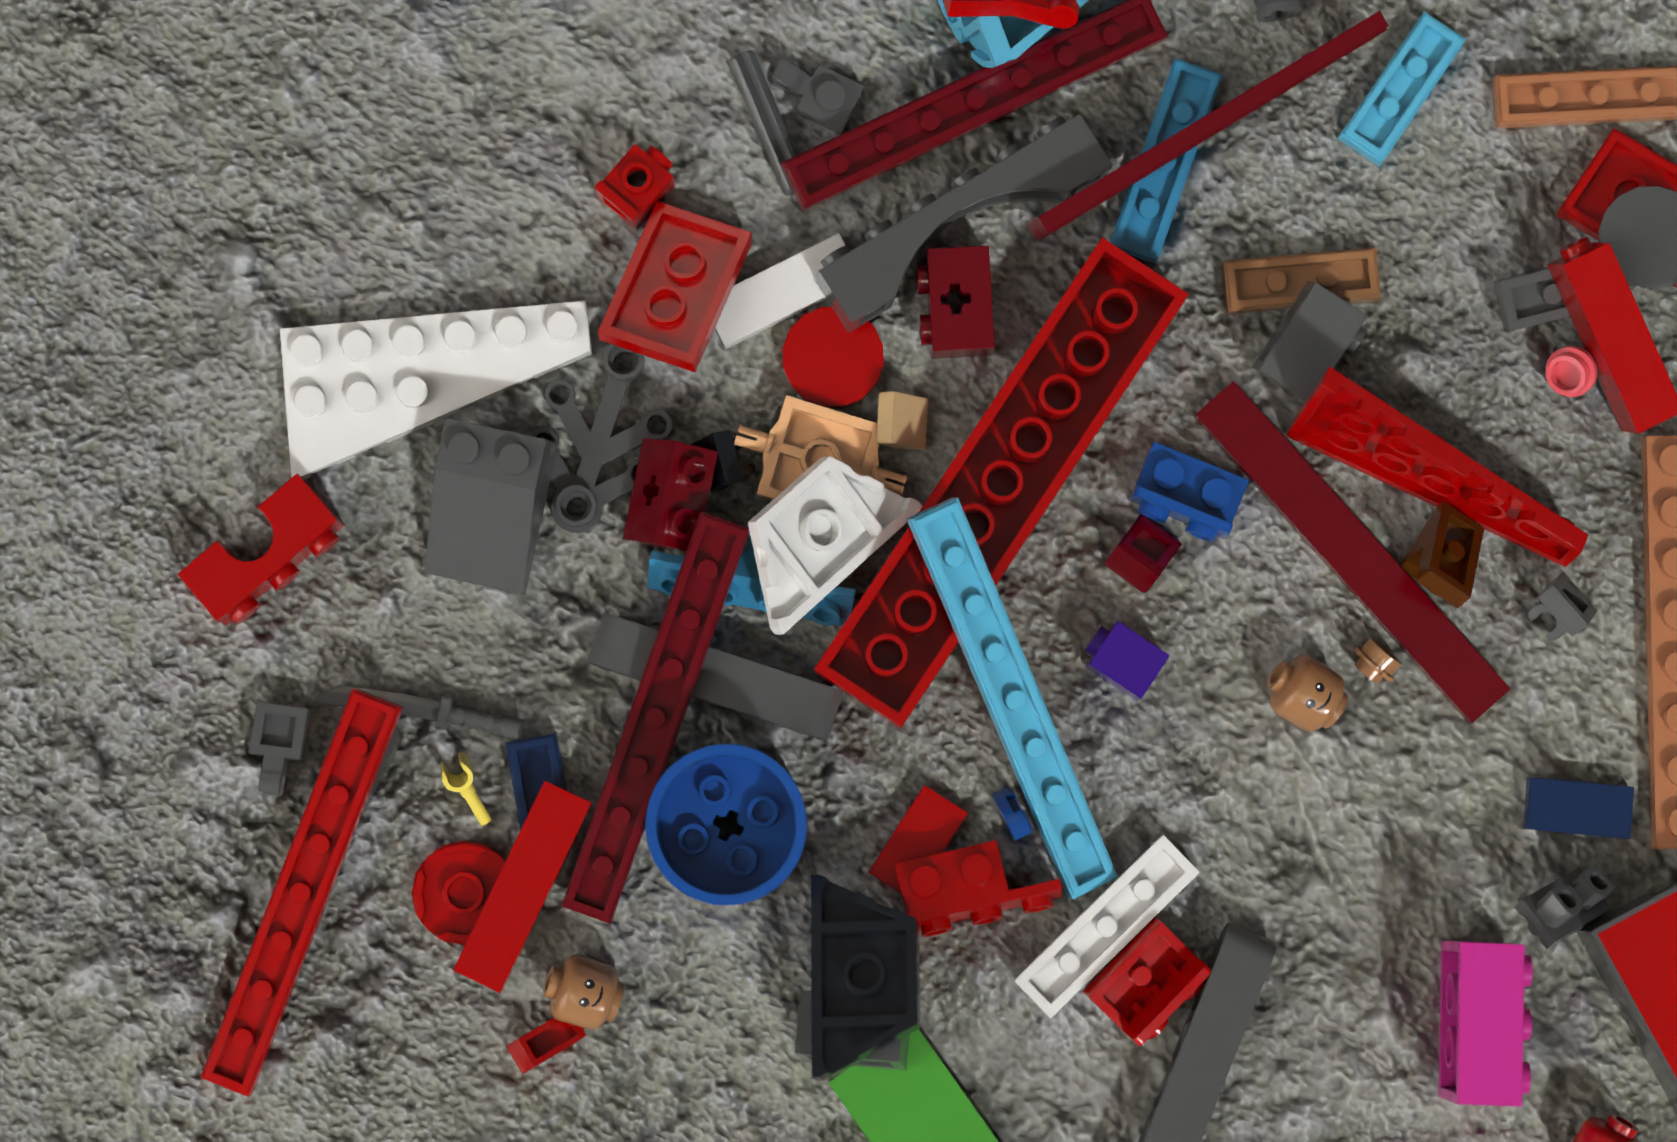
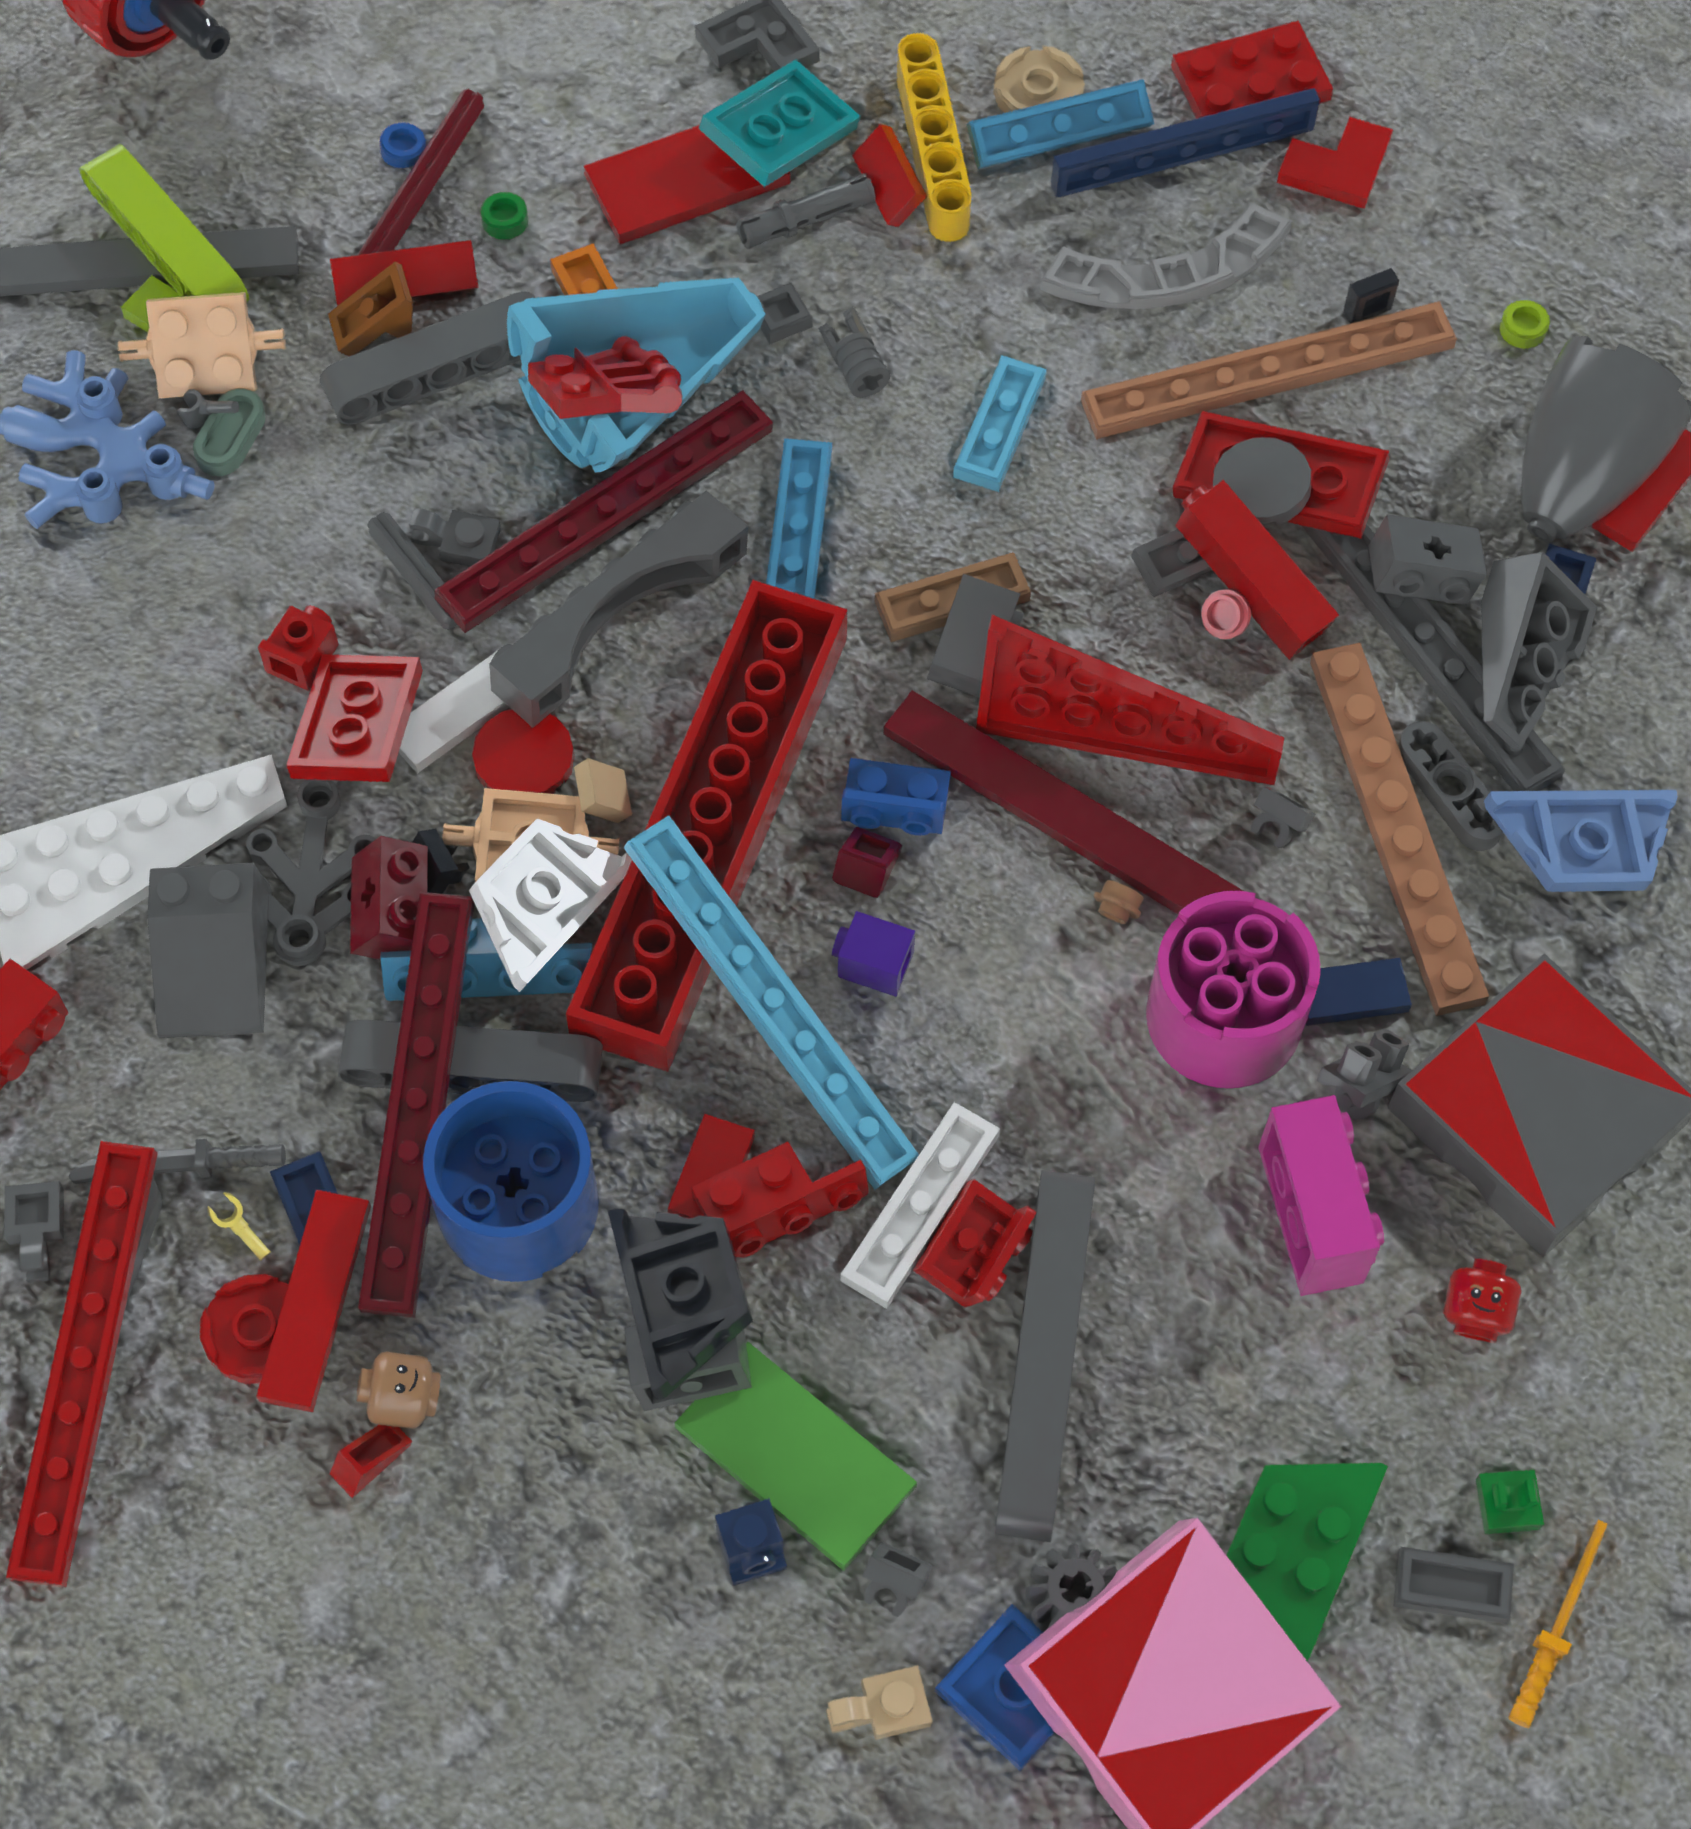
camera: 15 degrees left, 20 degrees down
(968, 273) = (645, 700): dark red brick -> none
(1011, 813) = (801, 1124): blue tile -> none
(1207, 126) = (824, 480): dark red tile -> none
(1307, 693) = (1059, 942): medium nougat head -> none
(1441, 837) = (1232, 989): none -> dark pink brick
(1446, 555) = (1154, 792): reddish brown slope -> none

